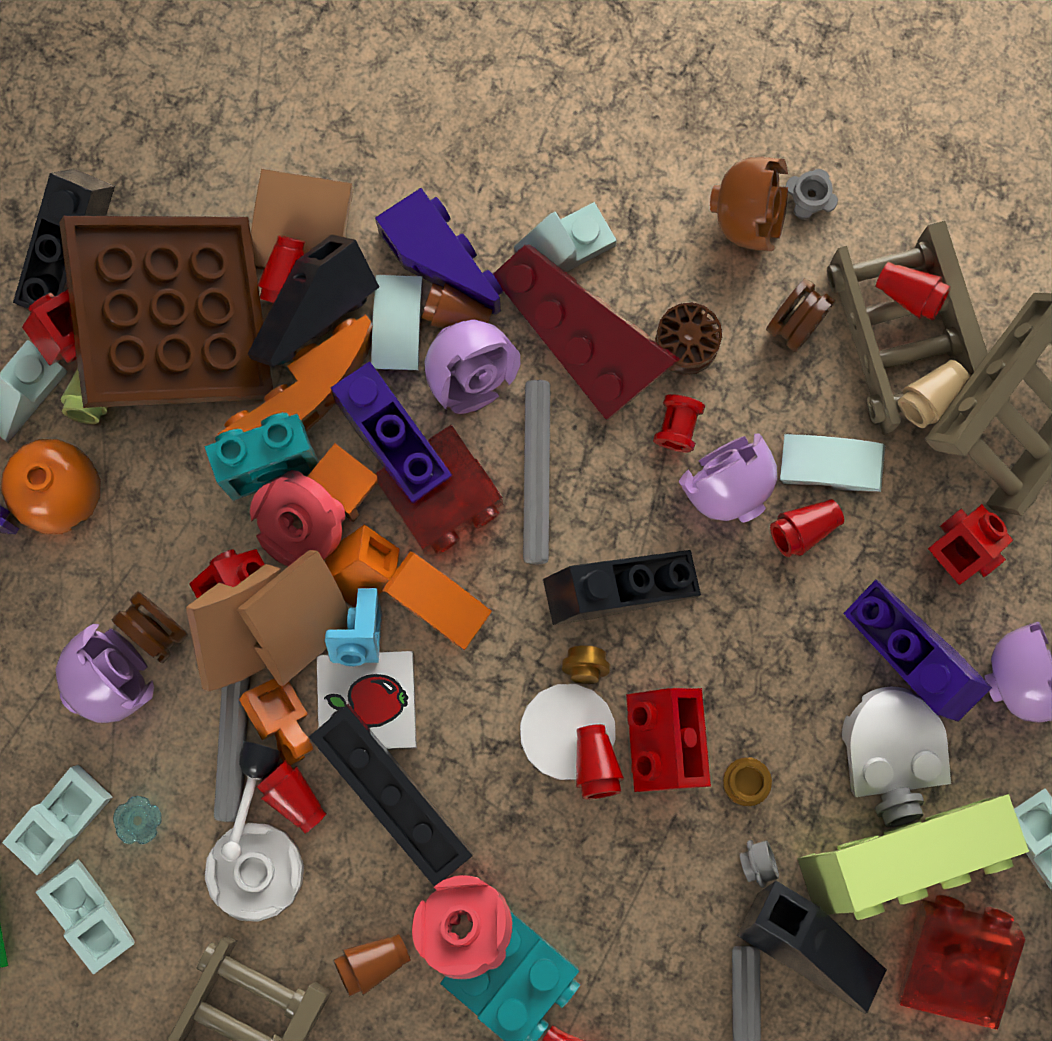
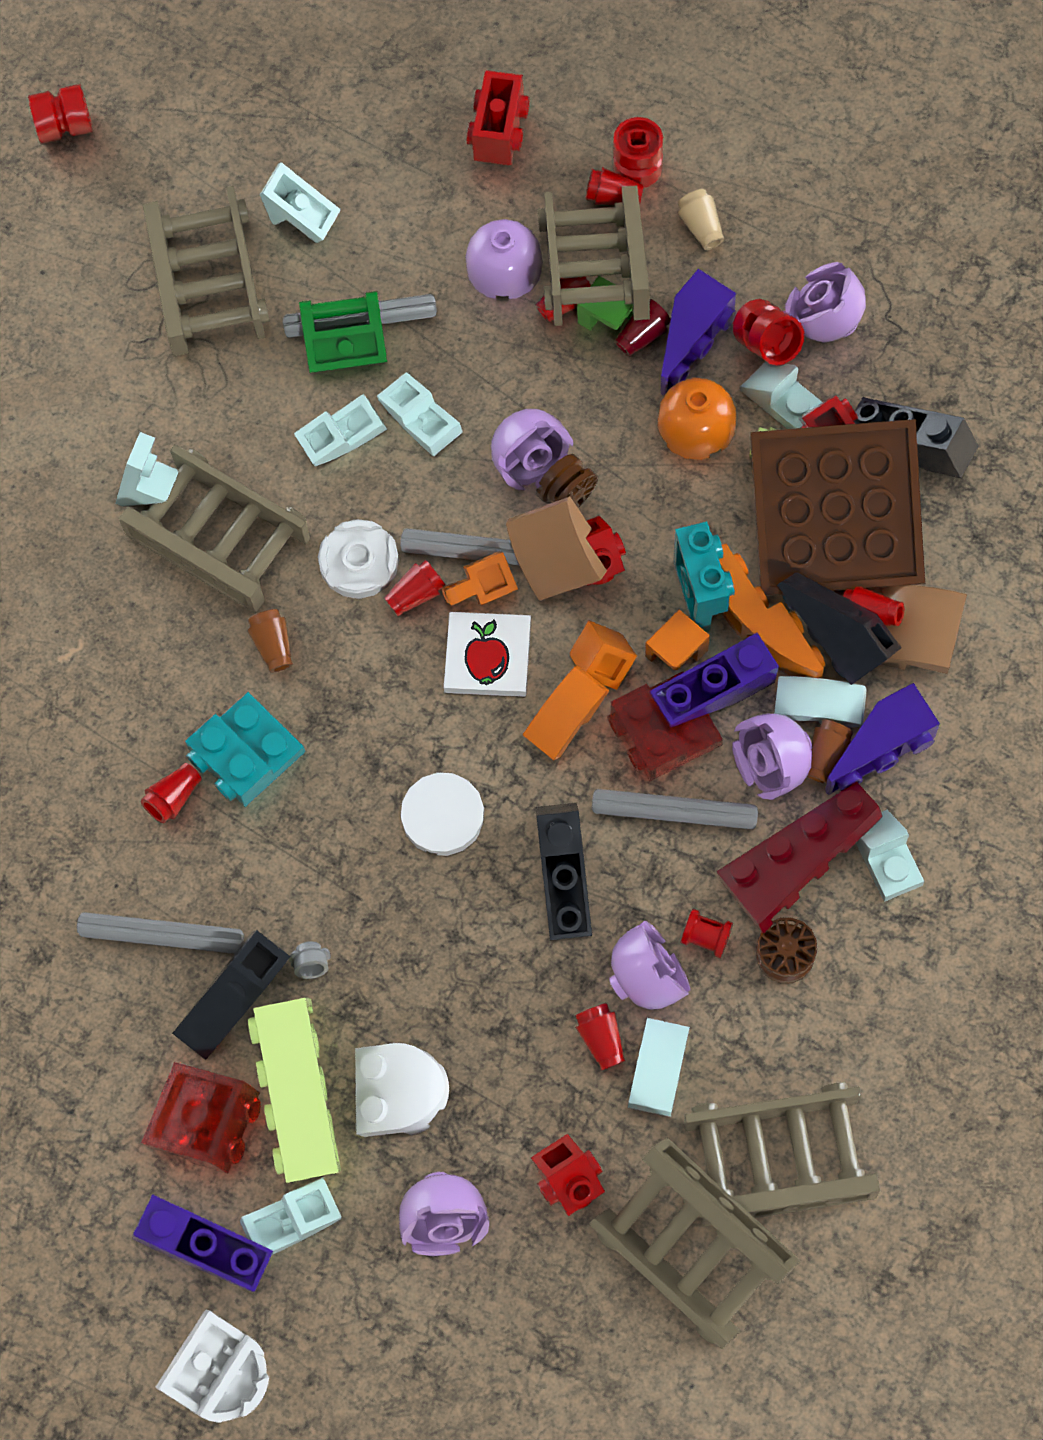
camera: 100 degrees right, 10 degrees down
(124, 817) = (407, 462): clear light blue plate -> none
(257, 763) = (445, 561): hinge -> none
(294, 614) = (560, 593): medium nougat slope -> none
(311, 503) = (646, 603): coral plate -> none
(362, 639) = (542, 651): medium azure bracket -> none
(391, 795) = (405, 662): black plate -> none
(482, 947) = (286, 728): coral plate -> none
(586, 664) = (497, 831): pearl gold plate -> none
(596, 764) = (409, 826): red cone -> none
(664, 735) = (422, 888): red brick -> none
(747, 781) = (380, 959): pearl gold plate -> none
(751, 202) = (909, 1018): dark orange cylinder -> none
(804, 318) = (799, 1049): reddish brown wheel -> none
(812, 181) = (925, 1070): light grey plate -> none
(900, 807) = (341, 1083): light grey plate -> none
(914, 290) = (811, 1149): red cone -> none
(917, 653) = (470, 1118): dark purple slope -> none
(932, 394) = (710, 1153): tan cone -> none

